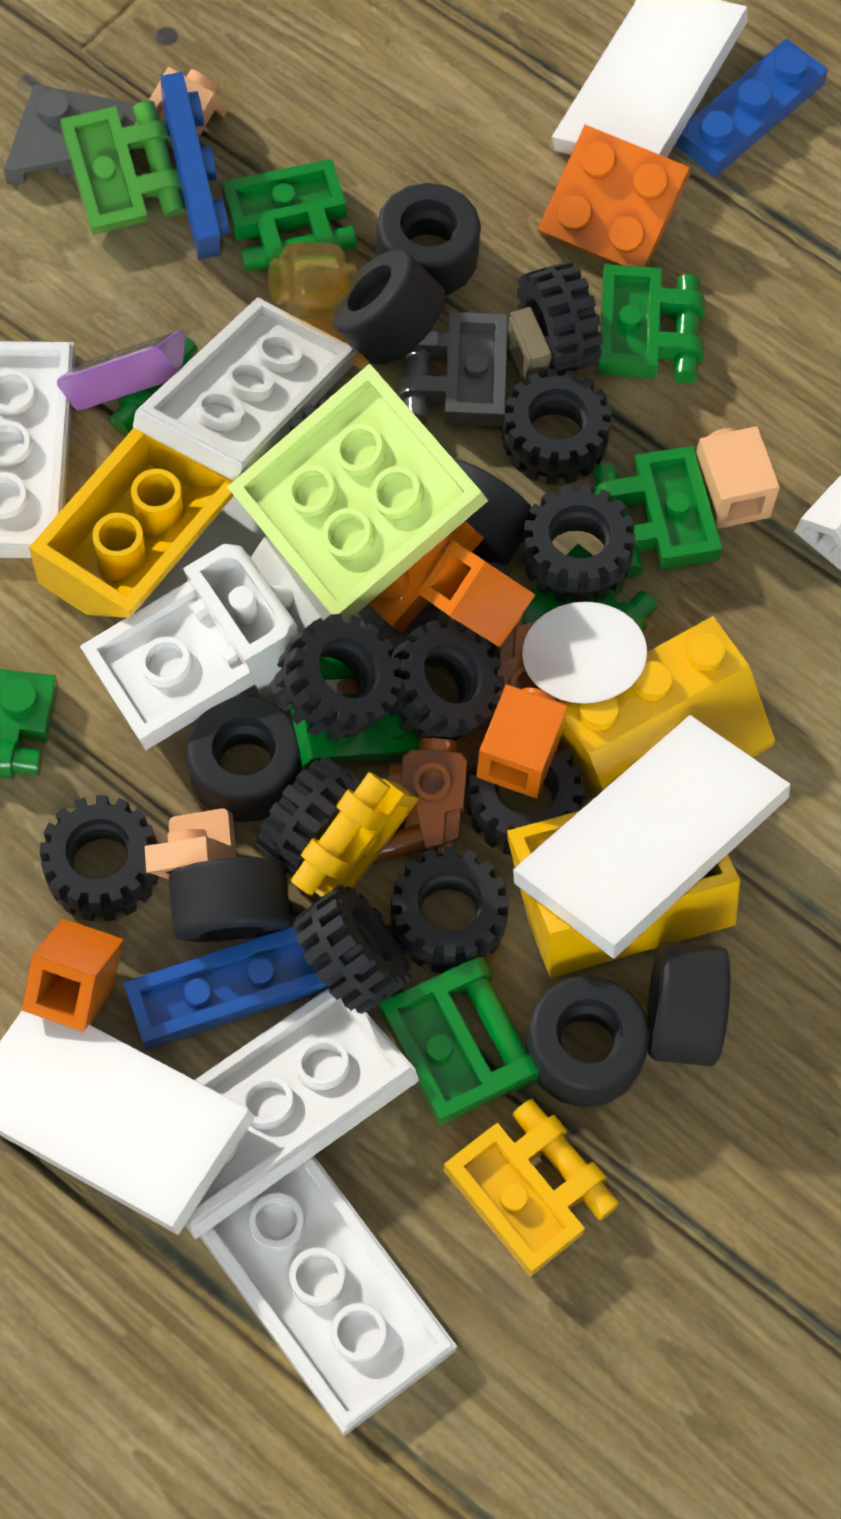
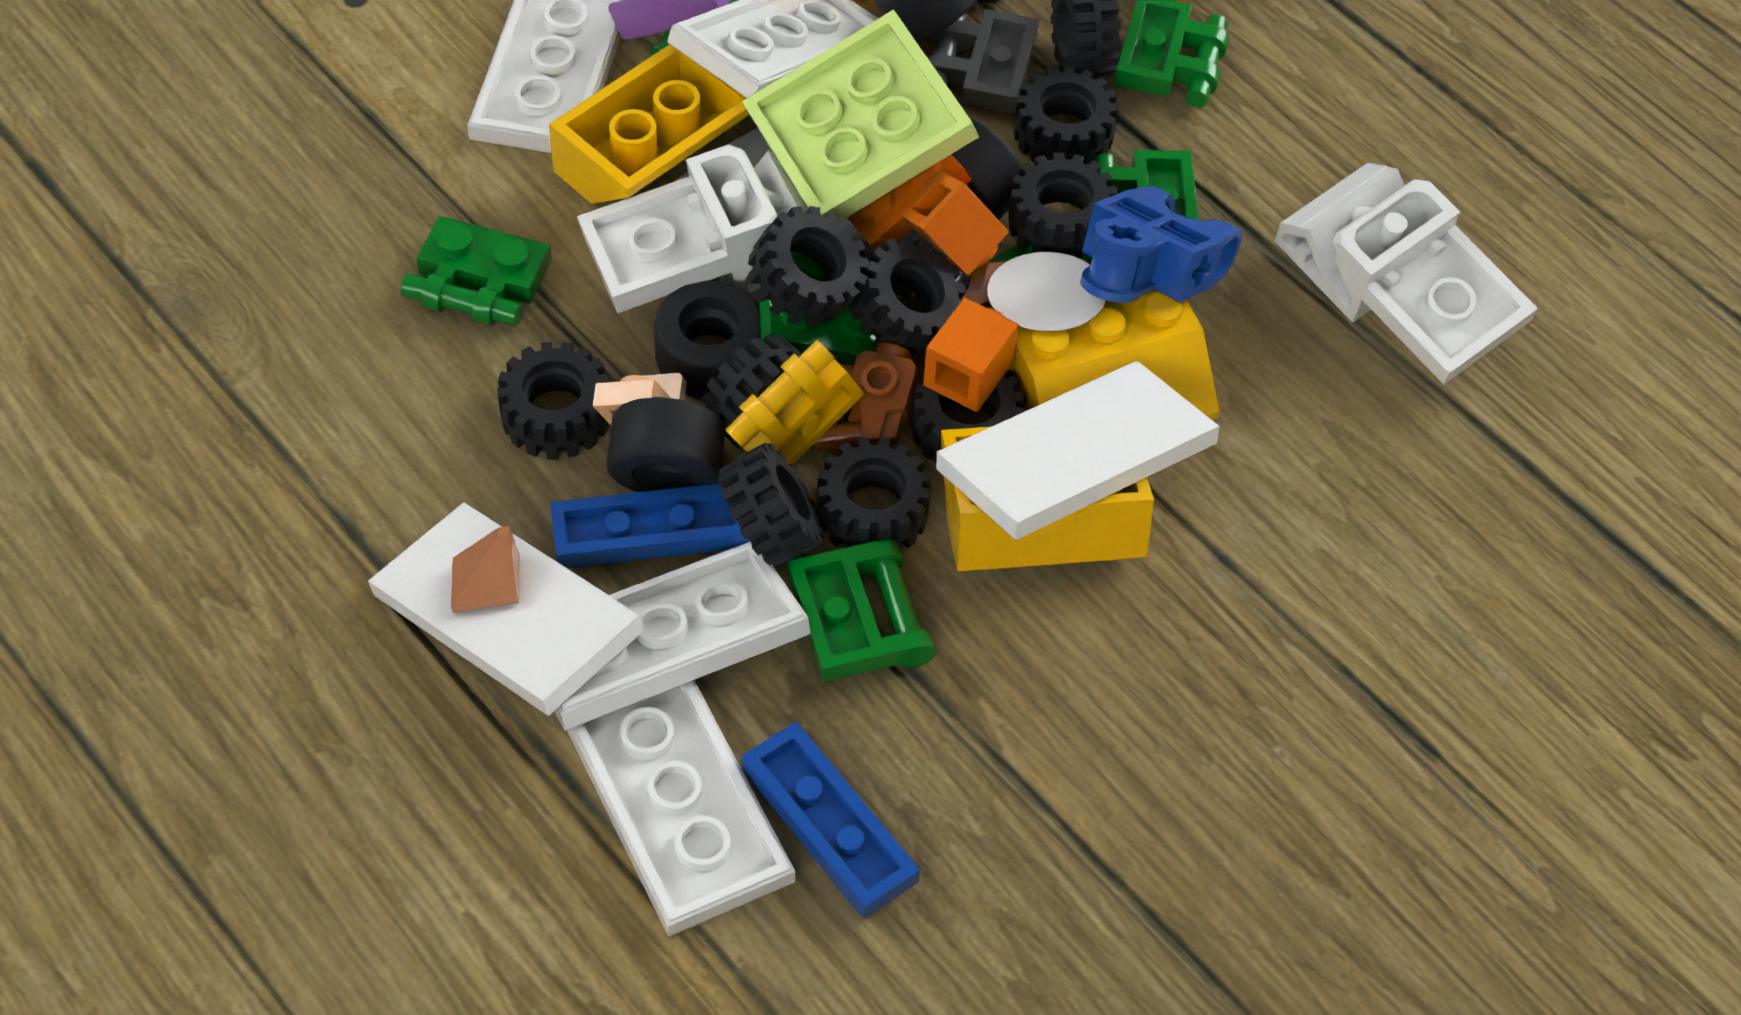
camera: 10 degrees right, 10 degrees down
(72, 974) = (503, 484): orange brick -> none
(79, 1086) = (486, 573): none -> nougat slope
(479, 1282) = (830, 820): none -> blue plate
(515, 1197) = (883, 756): yellow plate -> none
(527, 345) = (1051, 43): dark tan tile -> none
(599, 1002) = (988, 595): black tyre -> none
(682, 586) = (1148, 247): none -> blue piece
(688, 1003) = (1083, 606): black tyre -> none
(737, 476) = (1228, 181): light nougat brick -> none

